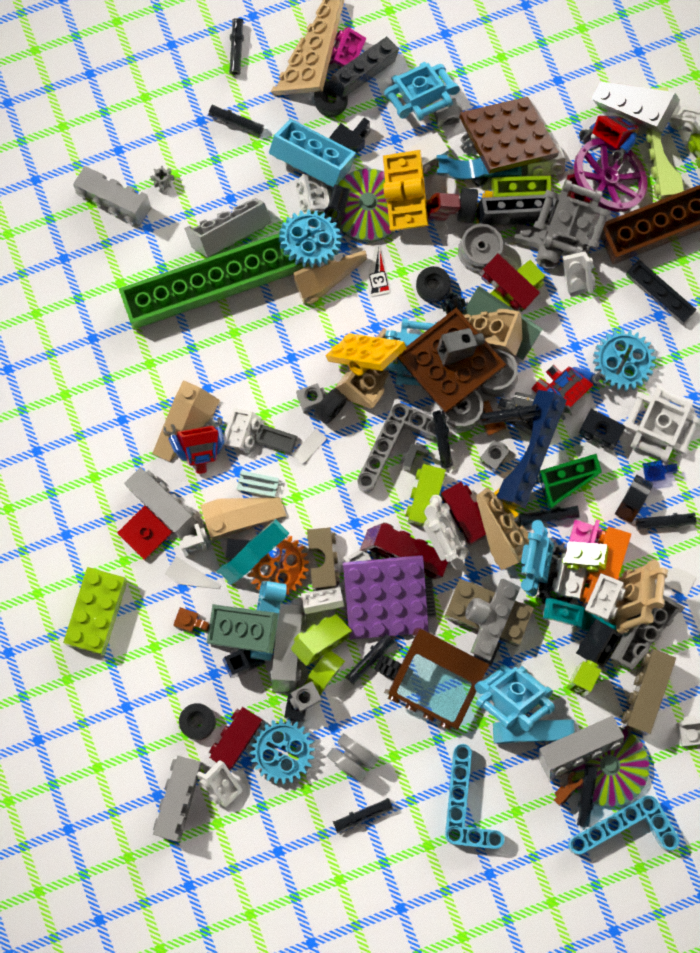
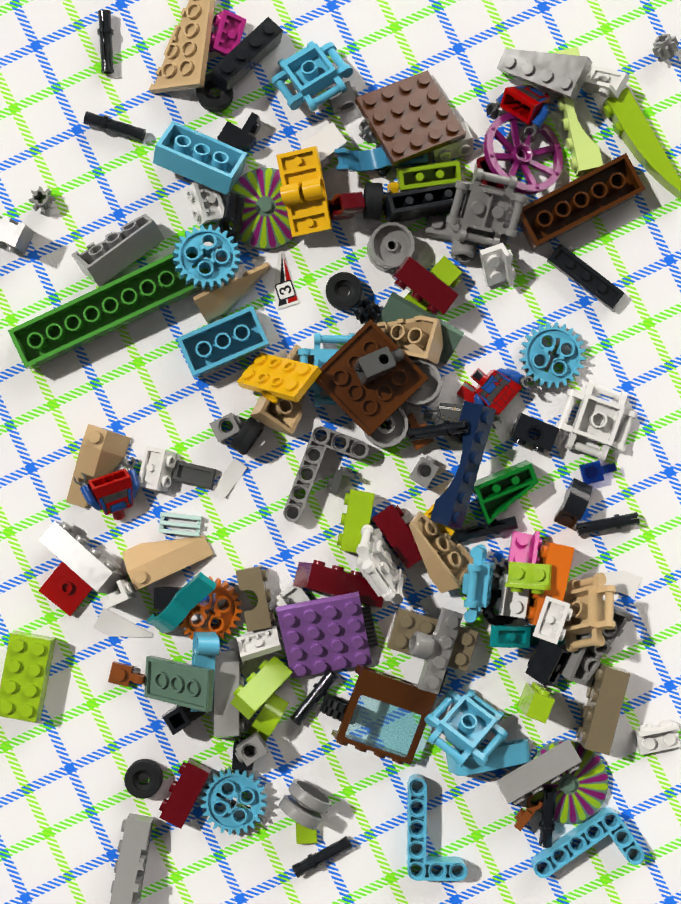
camera: 10 degrees left, 10 degrees up
(220, 784) = (174, 843): white bracket -> none
(317, 318) = (223, 342): none -> medium azure brick
(349, 790) = (305, 835): none -> lime tile
(441, 431) = (367, 454): black pin -> none

